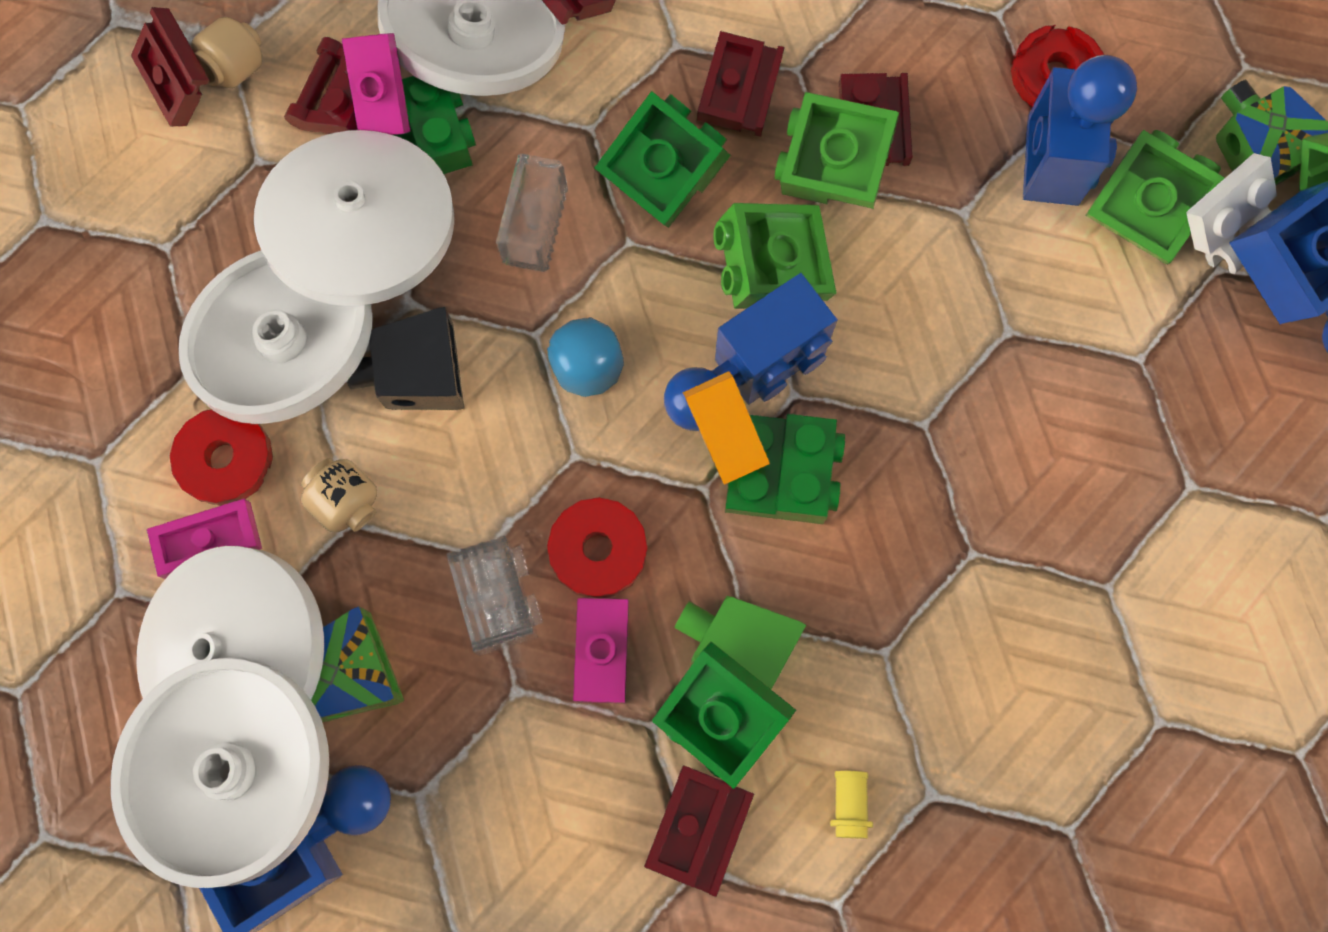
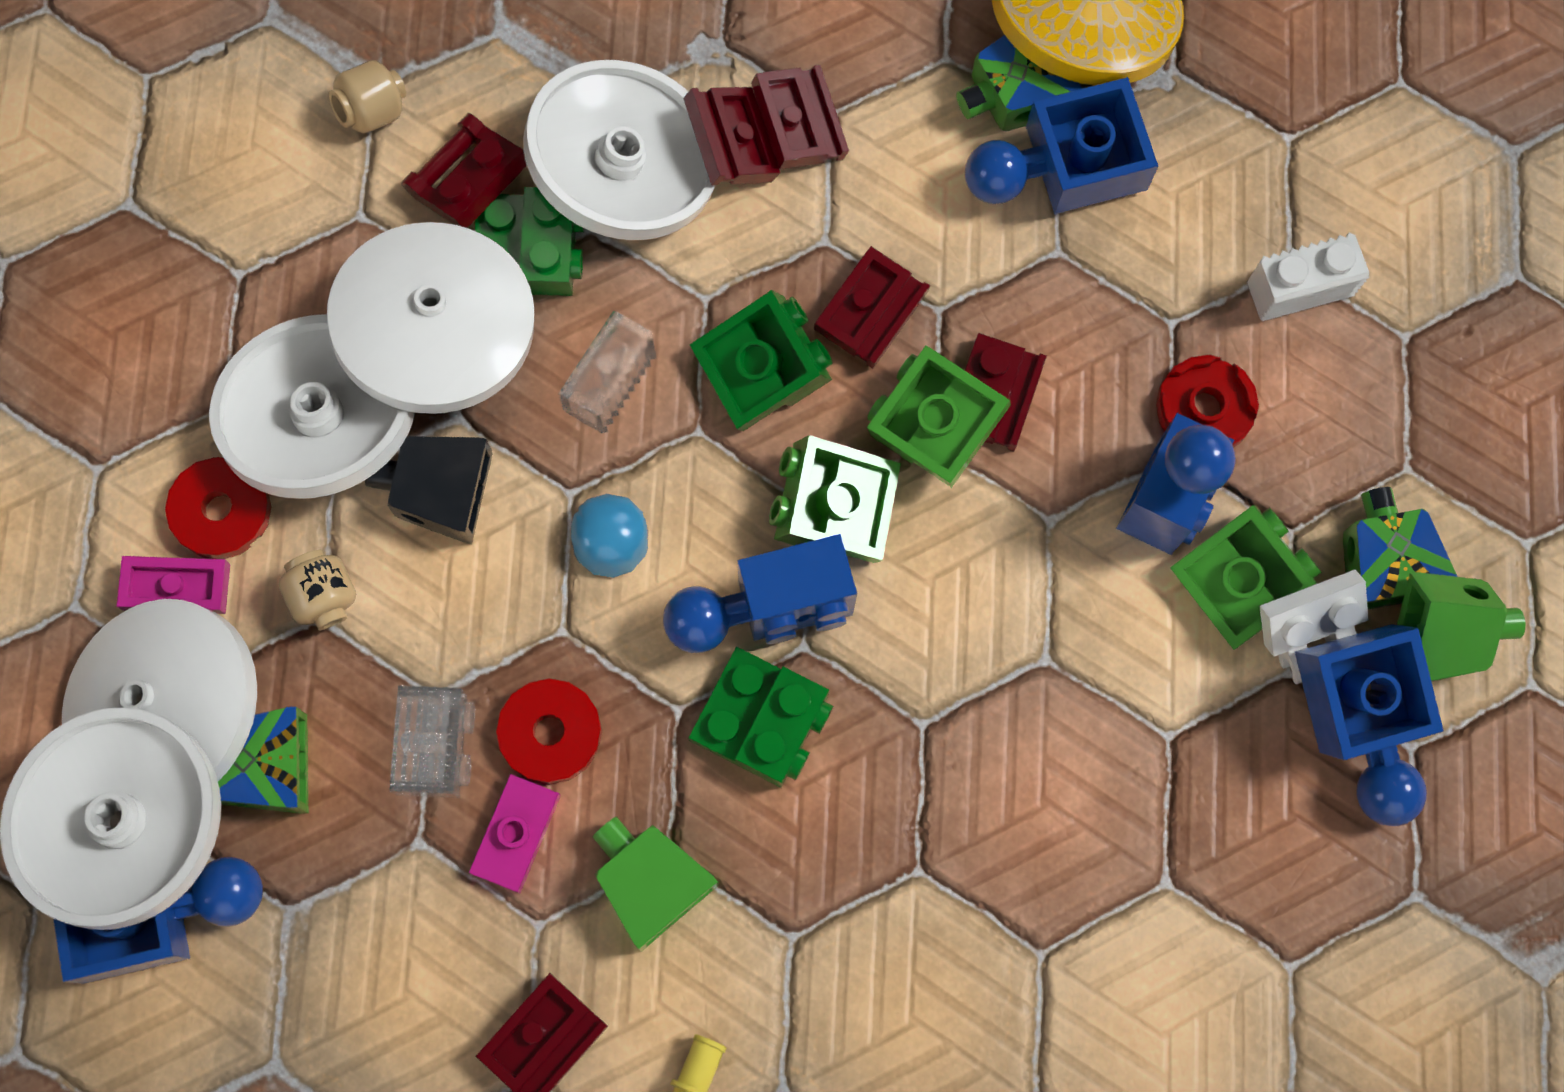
camera: 15 degrees right, 0 degrees up
(169, 67) = (305, 93): dark red plate -> none
(376, 83) = (500, 189): dark pink plate -> none
(723, 715) = (602, 939): green plate -> none
(726, 427) = (712, 660): light orange tile -> none

